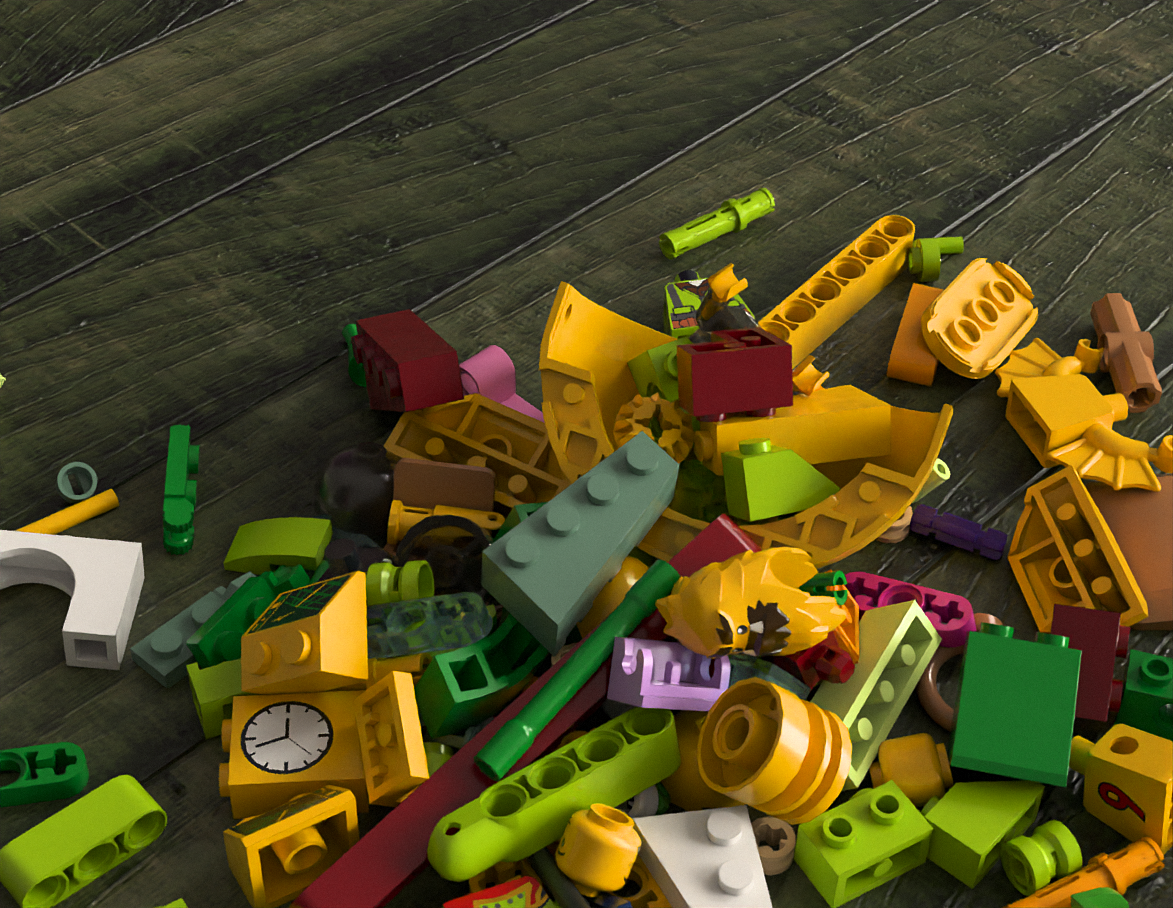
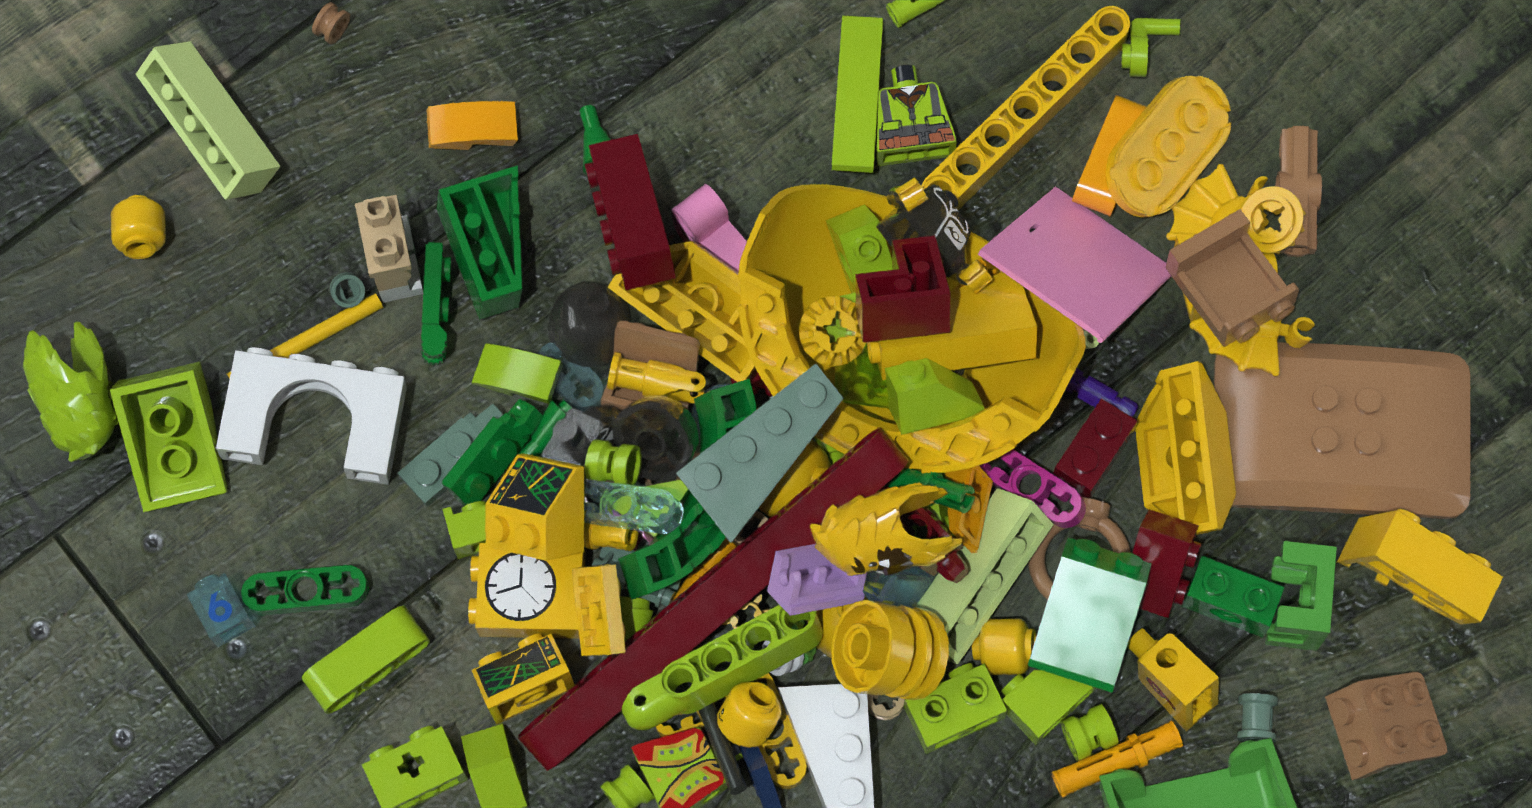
camera: 10 degrees right, 30 degrees up
(71, 274) = (331, 23): none -> medium nougat bush
(126, 428) = (389, 248): none -> tan hips
(211, 343) = (470, 123): none -> light orange slope
(238, 424) = (485, 238): none -> green wedge
(519, 733) = (695, 622): green piece -> none
(641, 287) = (857, 94): none -> lime slope
(909, 394) = (1077, 263): none -> bright pink piece
(975, 561) = (1095, 448): none -> dark red brick
(1081, 401) = (1230, 280): none -> medium nougat panel
(1107, 347) = (1277, 201): none -> yellow gear

